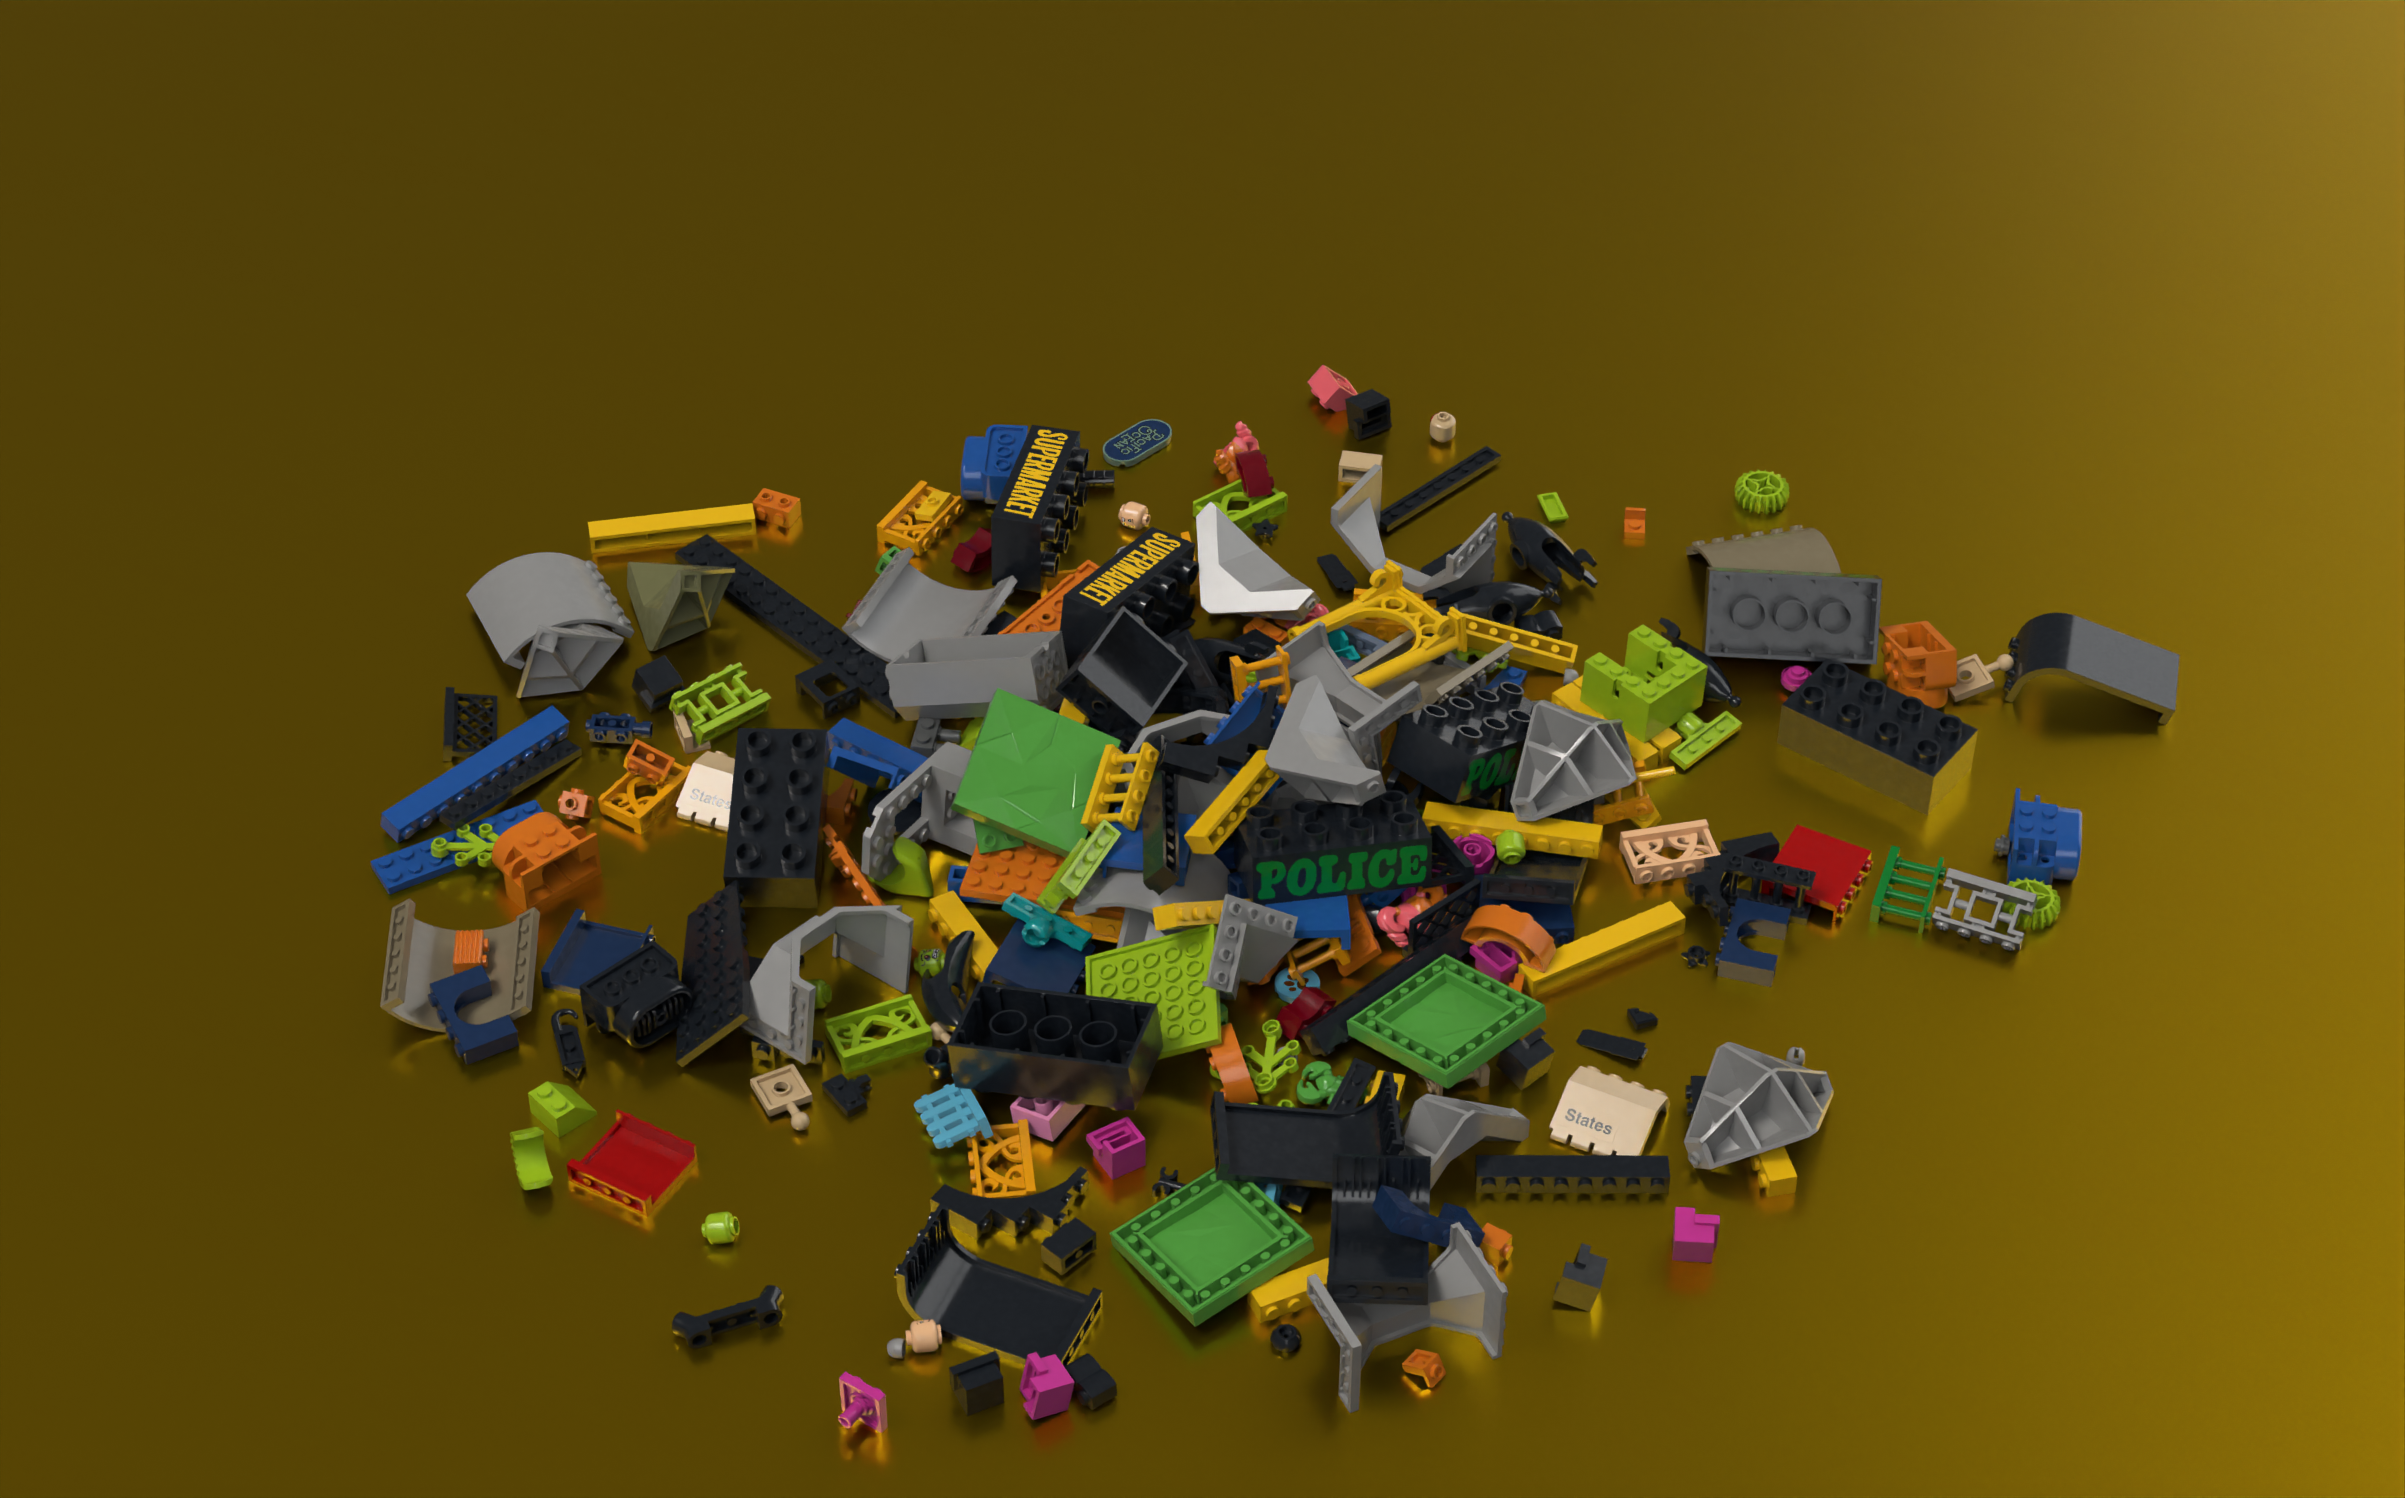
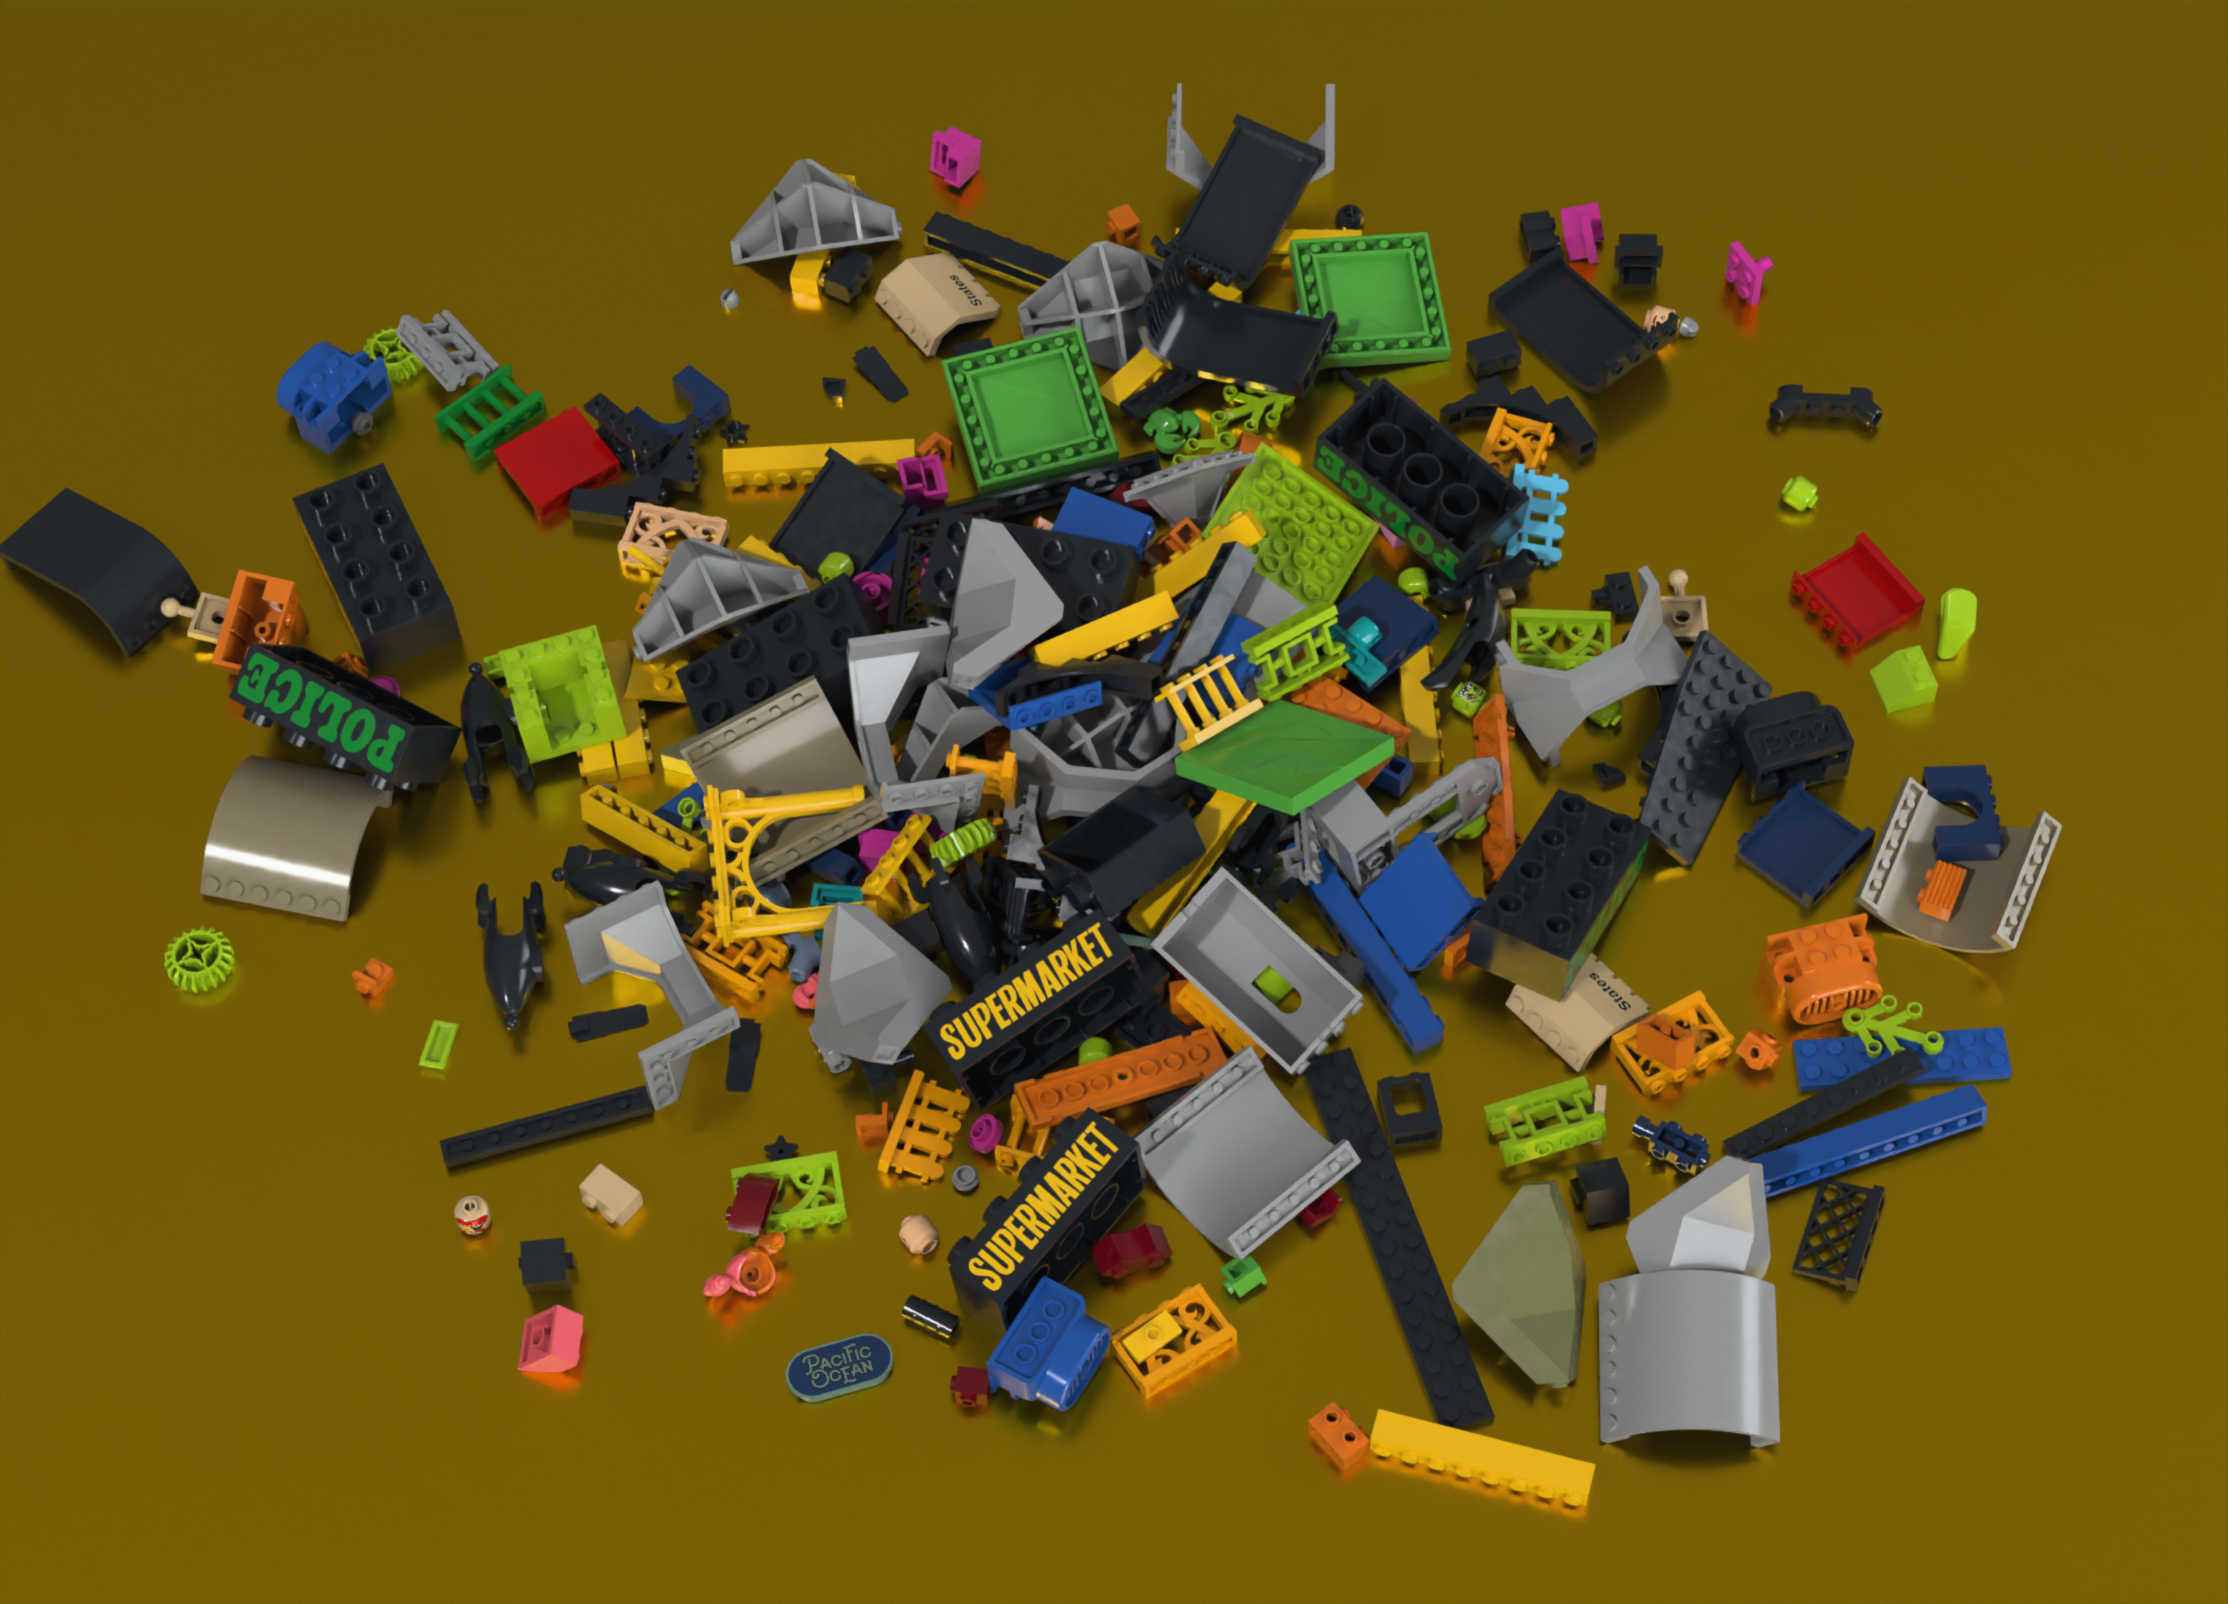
camera: 150 degrees left, 15 degrees up
(568, 1043) = (1872, 753): black plate -> none
(1408, 1220) = (1204, 217): dark blue arch -> none
(1514, 930) = (921, 462): orange brick -> none
(1581, 1280) = (1077, 155): plate -> none

